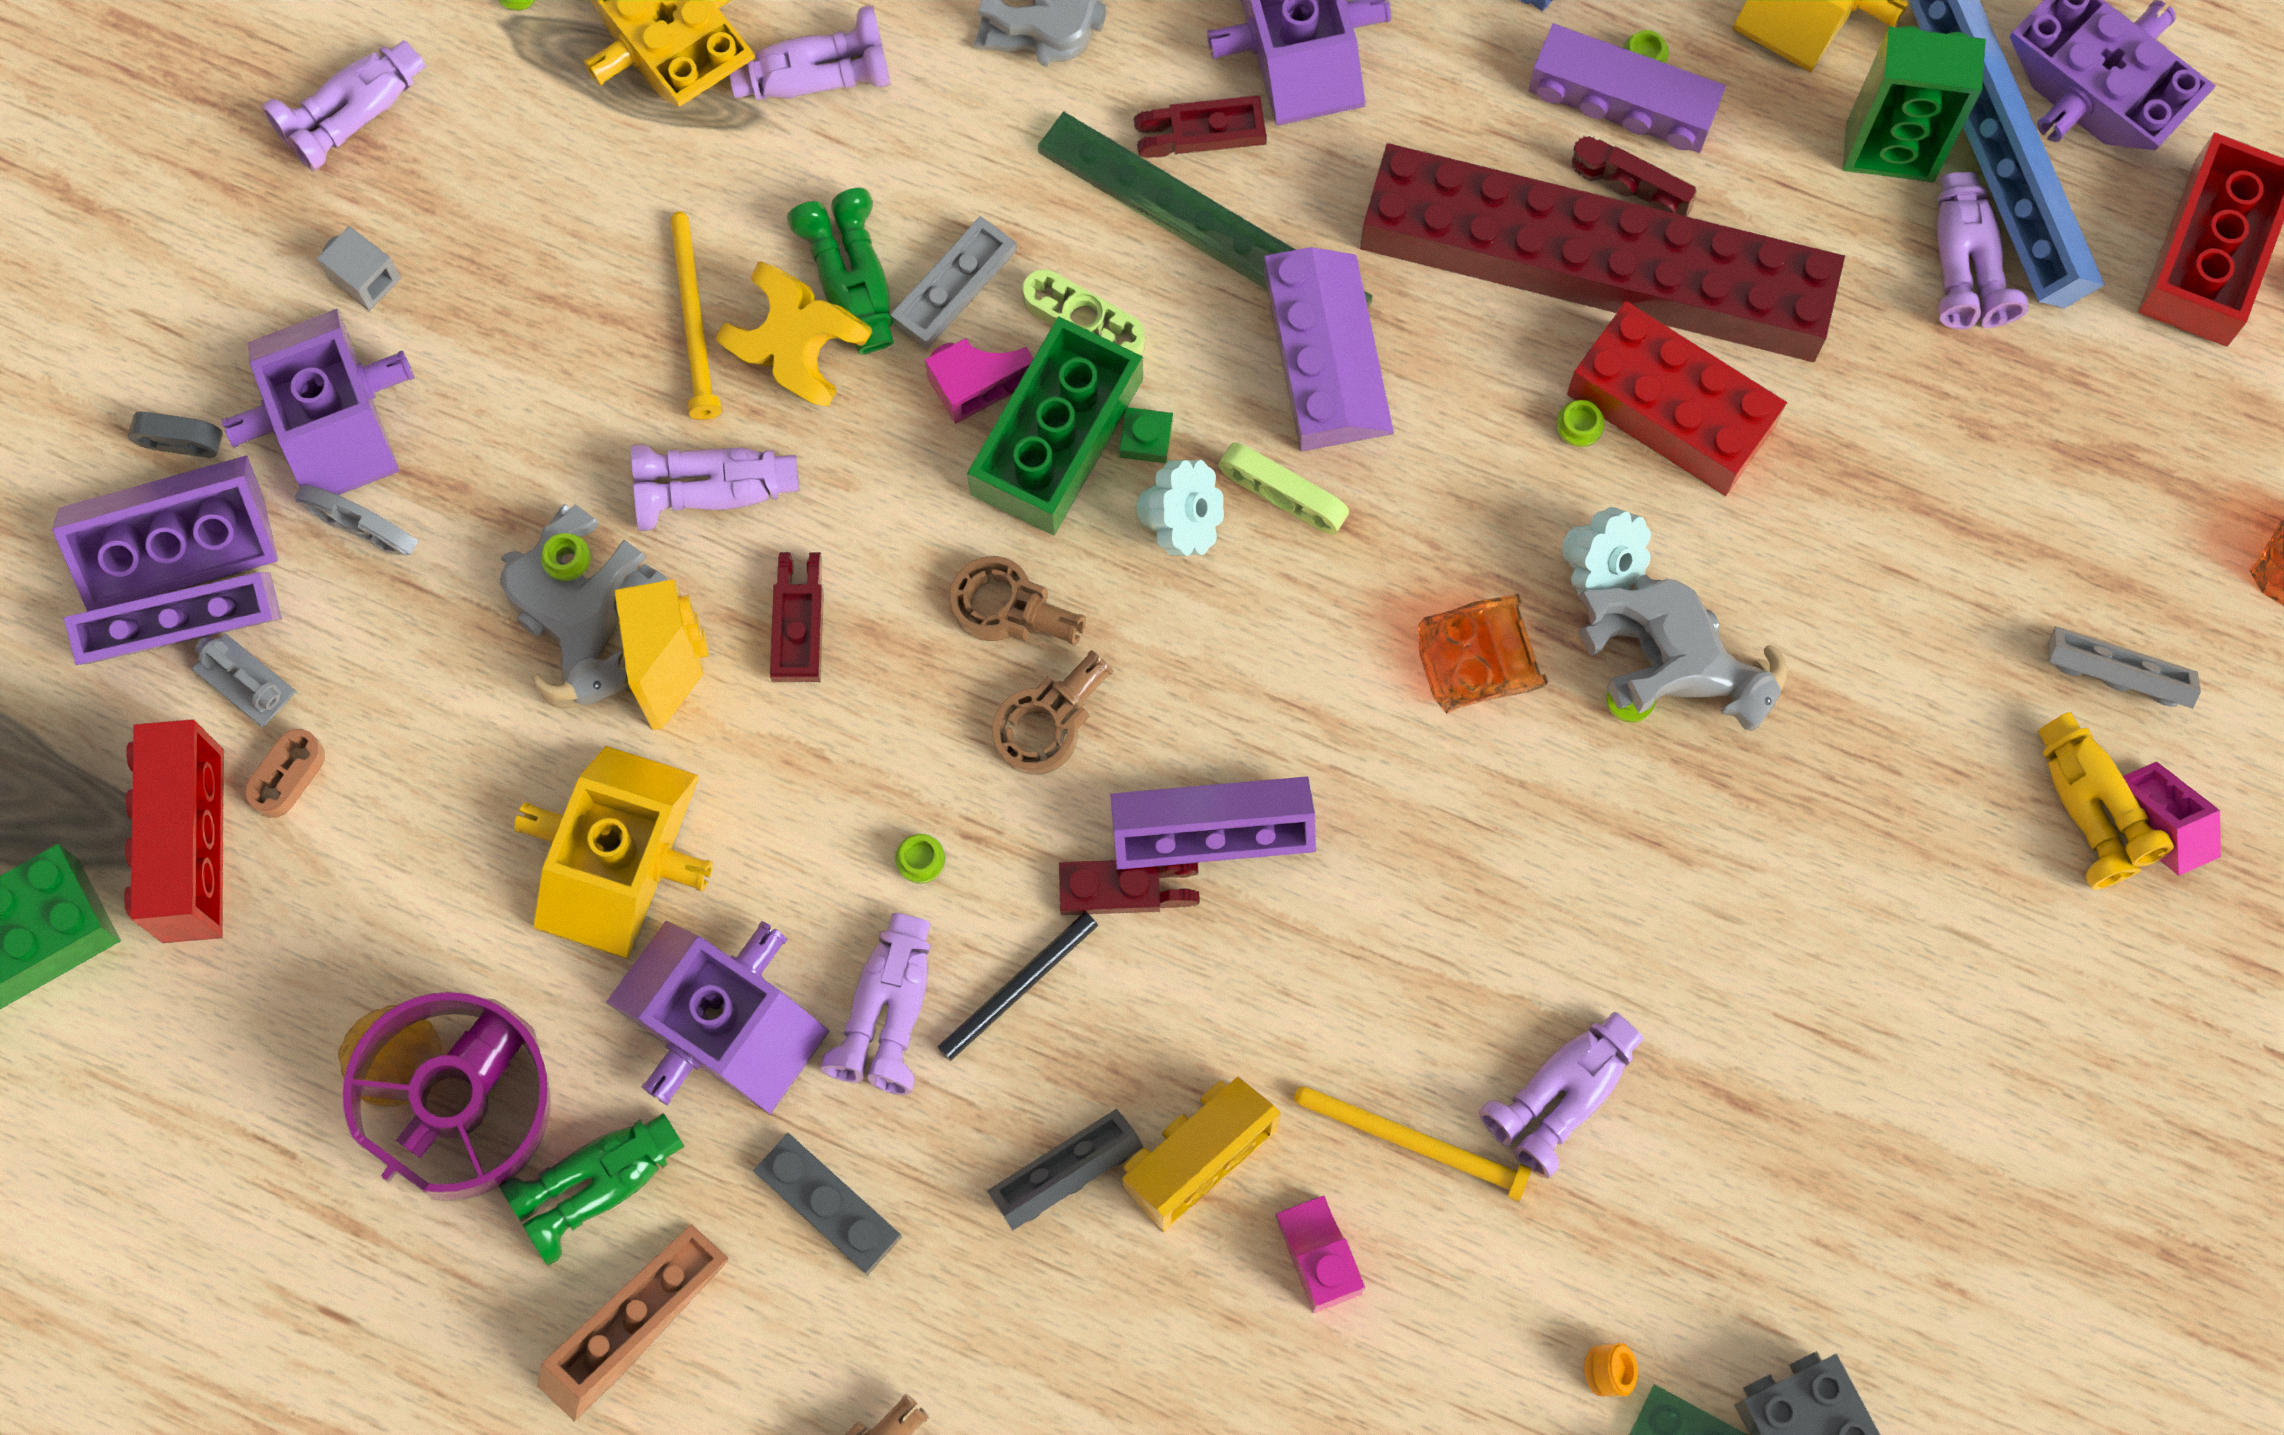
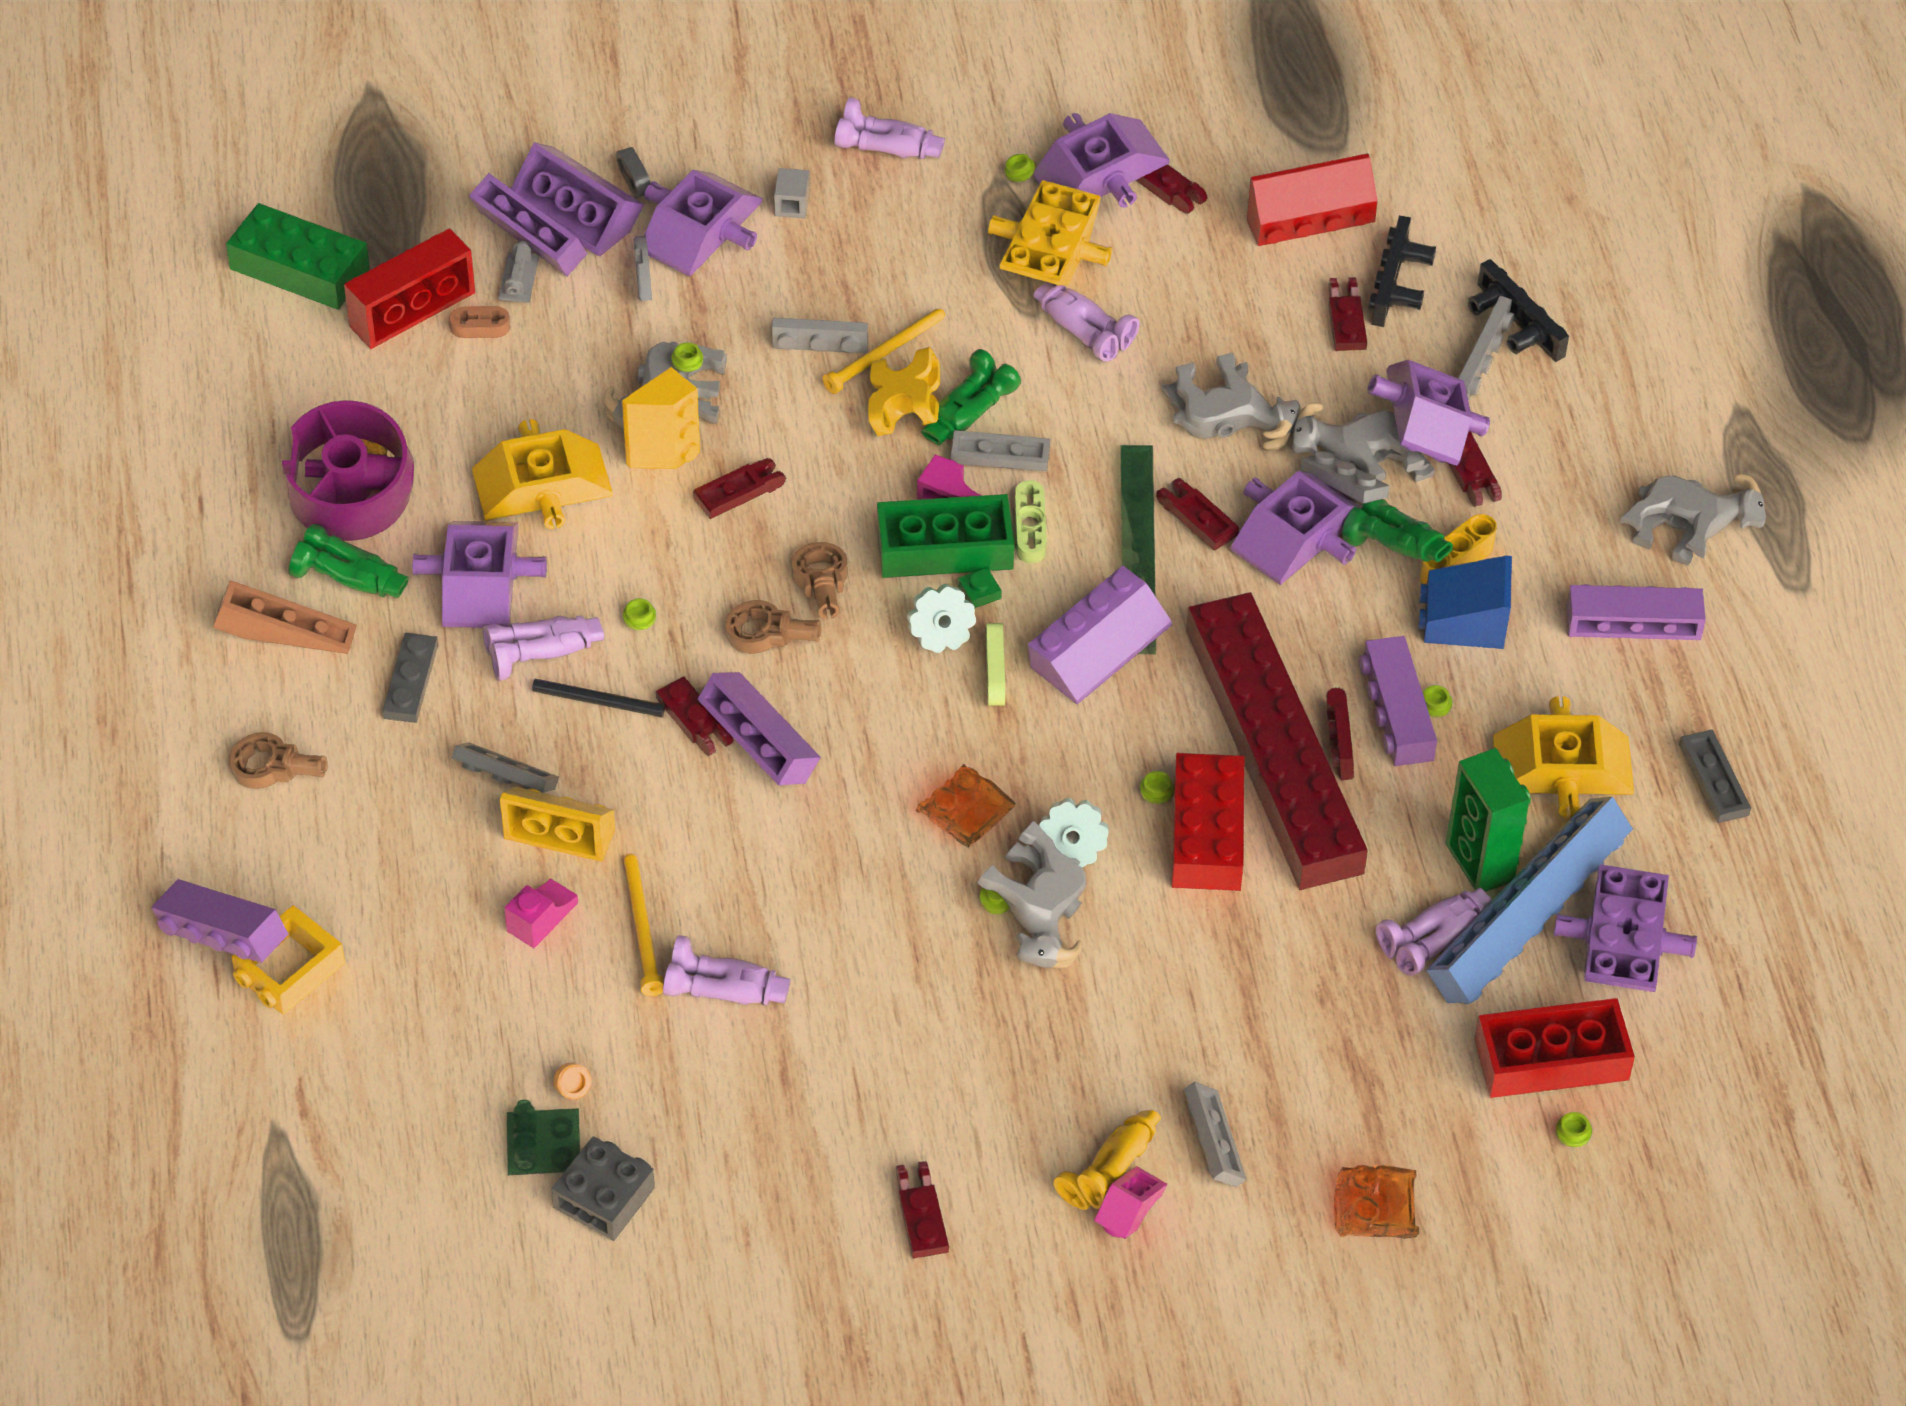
camera: 55 degrees right, 20 degrees down
(621, 377) = (820, 335): none -> light grey plate
(735, 479) = (799, 415): lavender piece -> none
(2040, 1062) = (922, 1214): none -> dark red hinge

